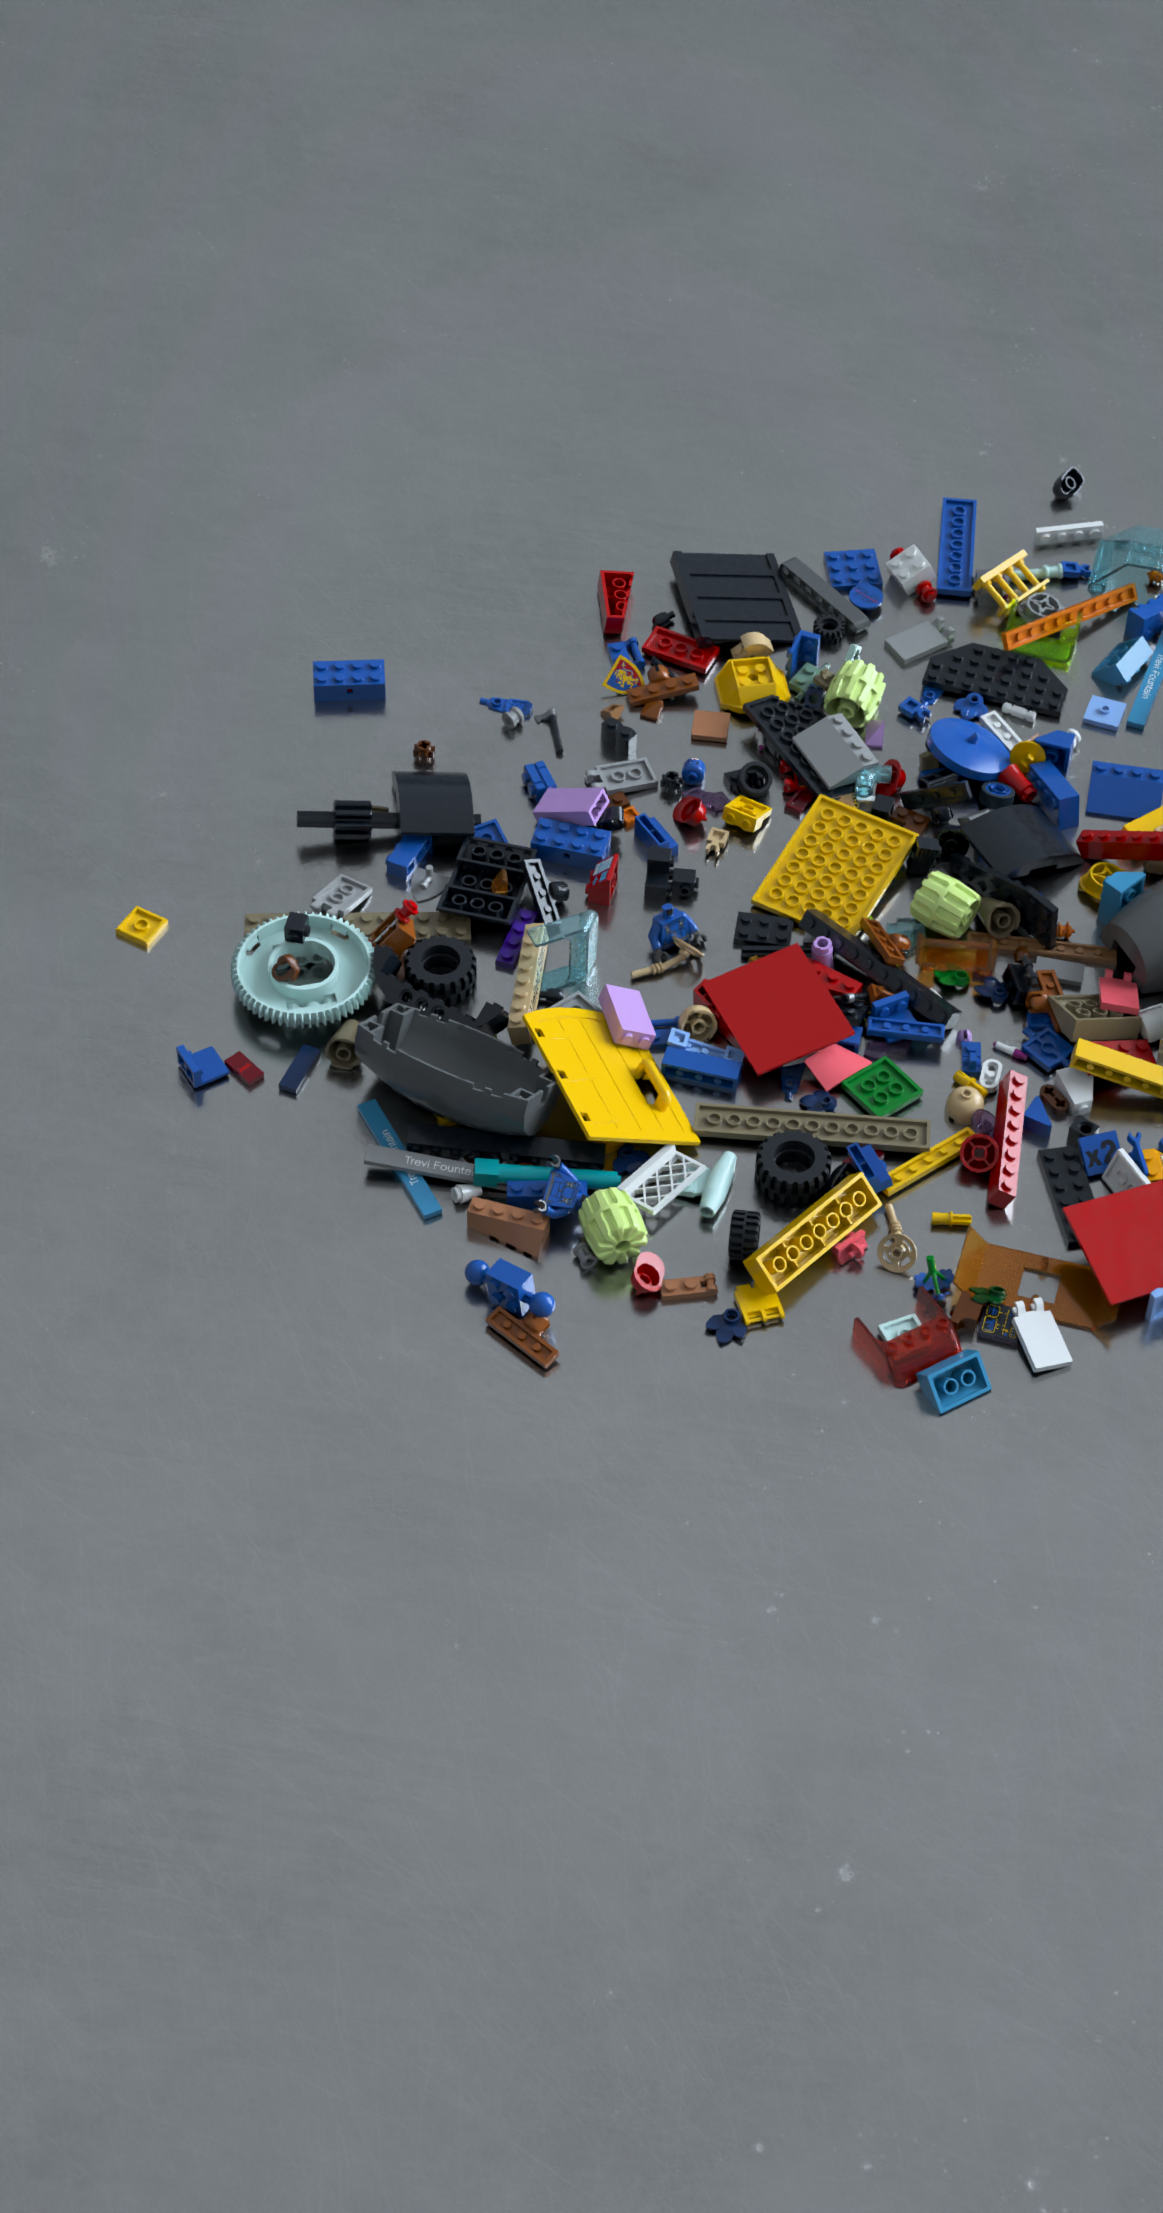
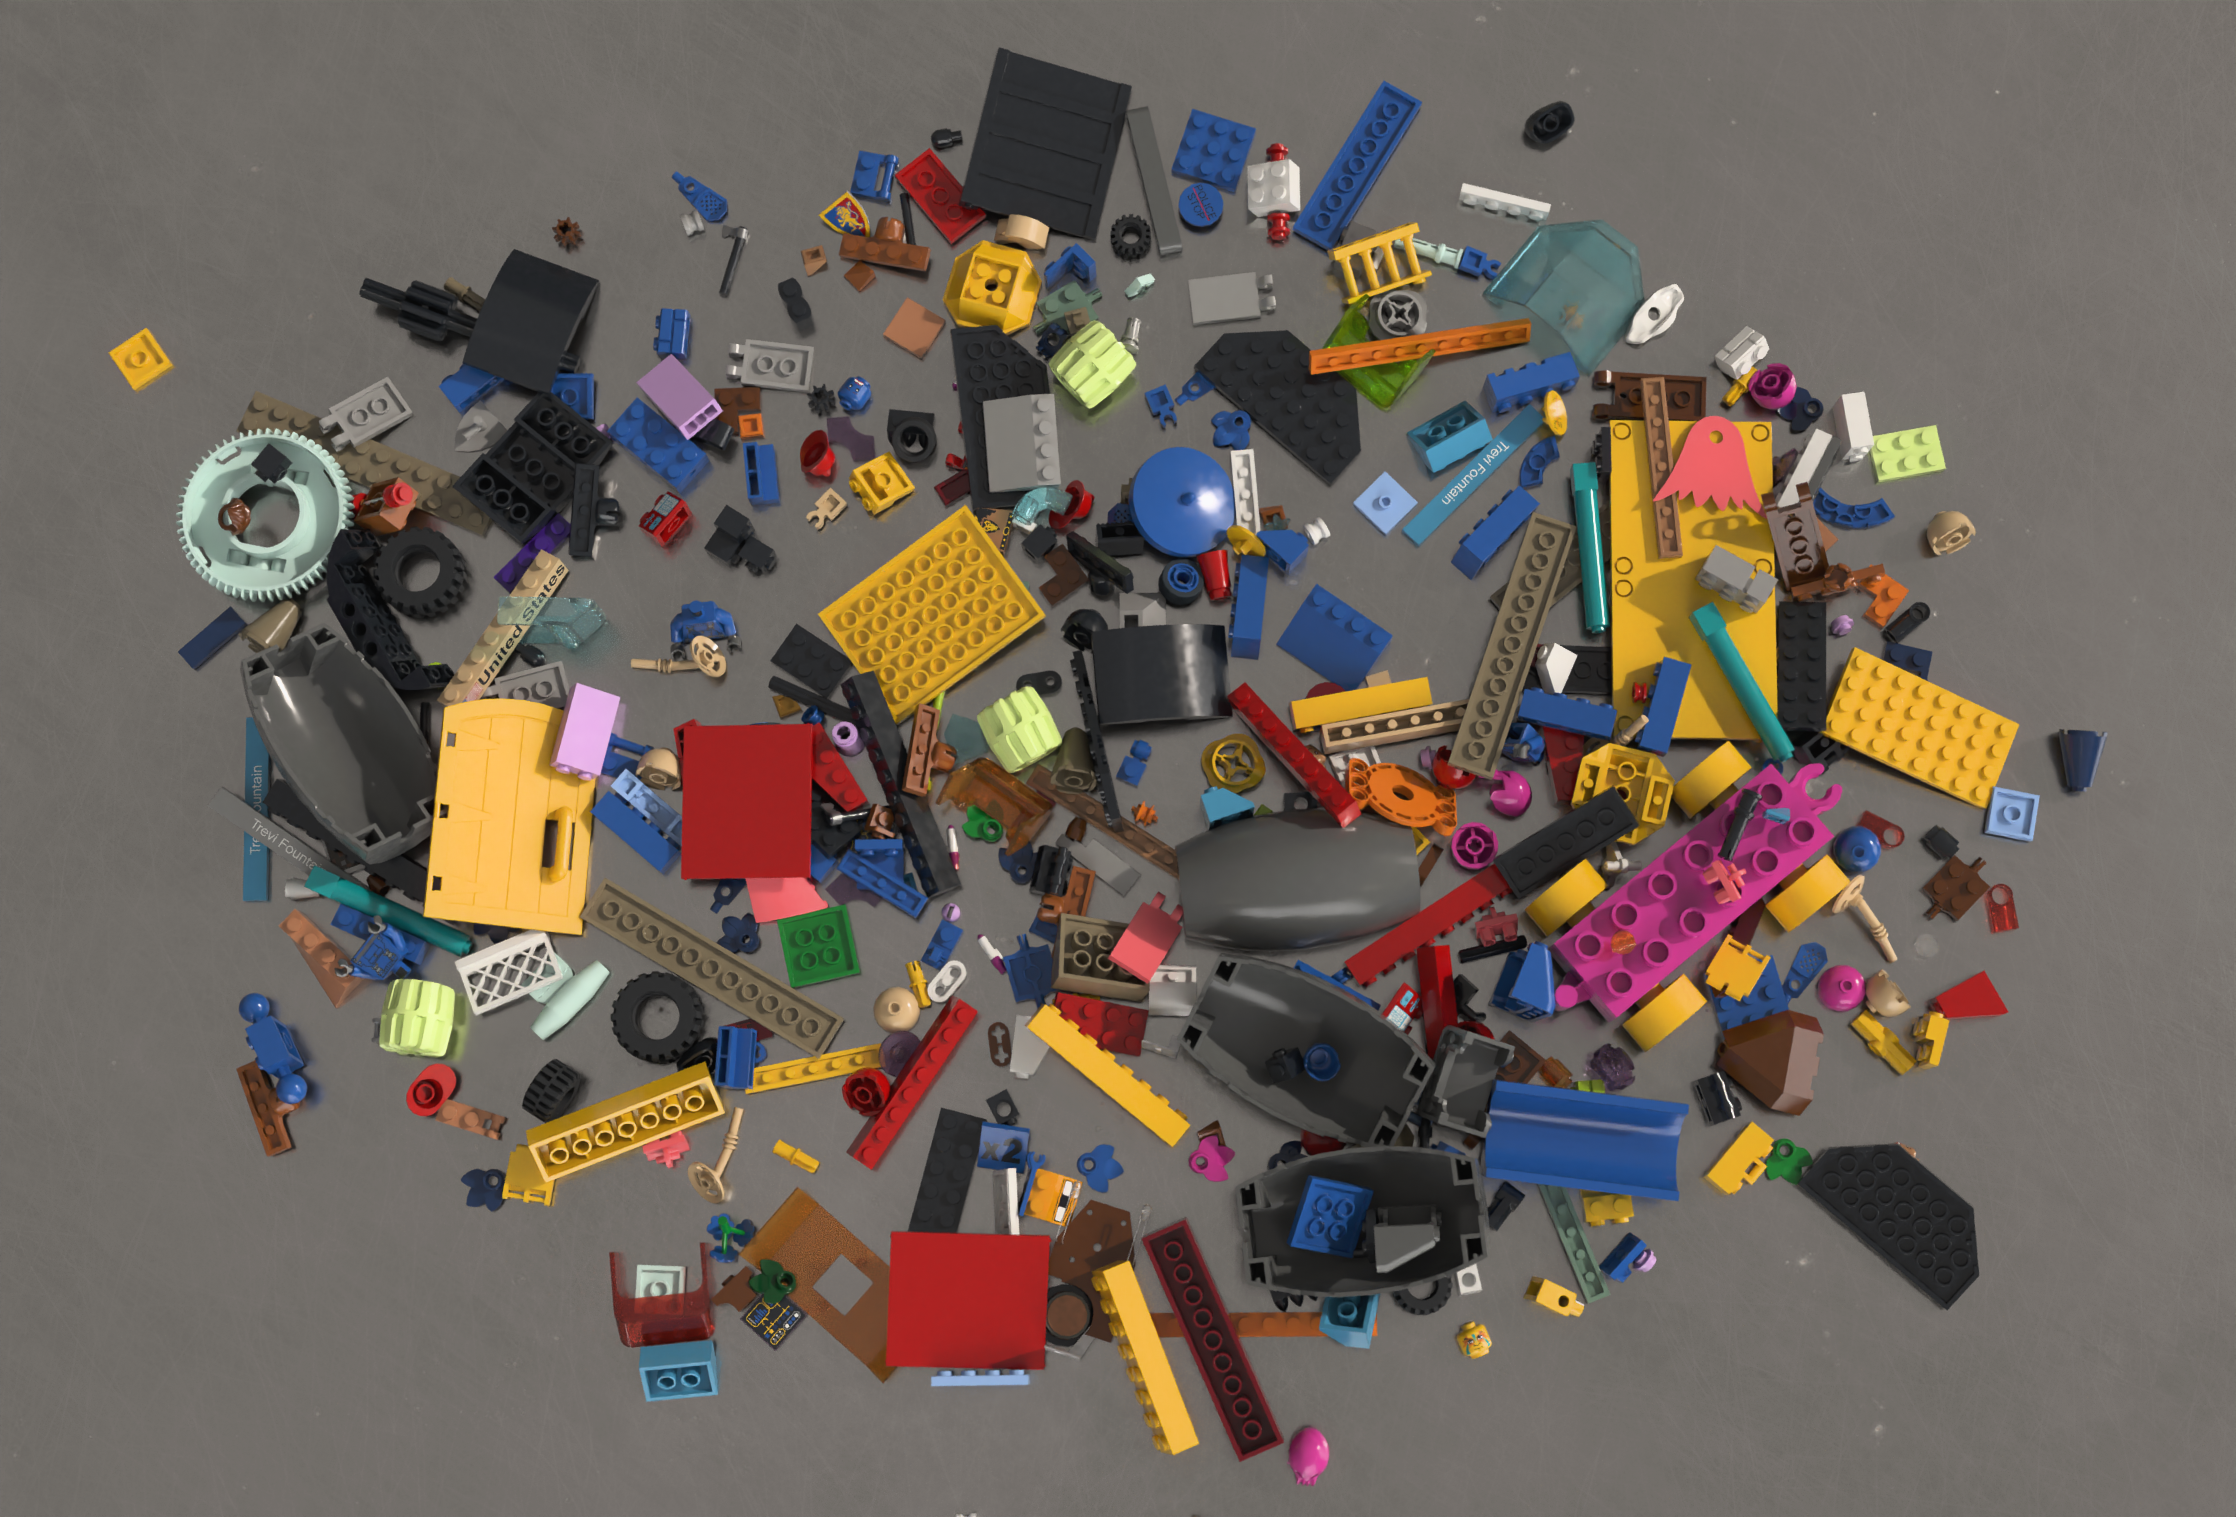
camera: 30 degrees right, 30 degrees up
(201, 1066) = (108, 590): blue bracket -> none
(244, 1068) = (154, 611): dark red tile -> none
(349, 680) = (534, 86): blue brick -> none
(500, 883) = (543, 478): clear orange slope -> none
(613, 598) = (902, 84): red wedge -> none
(874, 734) = (1098, 420): lavender slope -> none
(923, 855) = (1040, 641): black brick -> none
(1018, 712) = (1284, 459): white axle -> none
(1036, 1119) = (963, 1063): blue slope -> none
(1040, 1337) = (800, 1359): white tile -> none

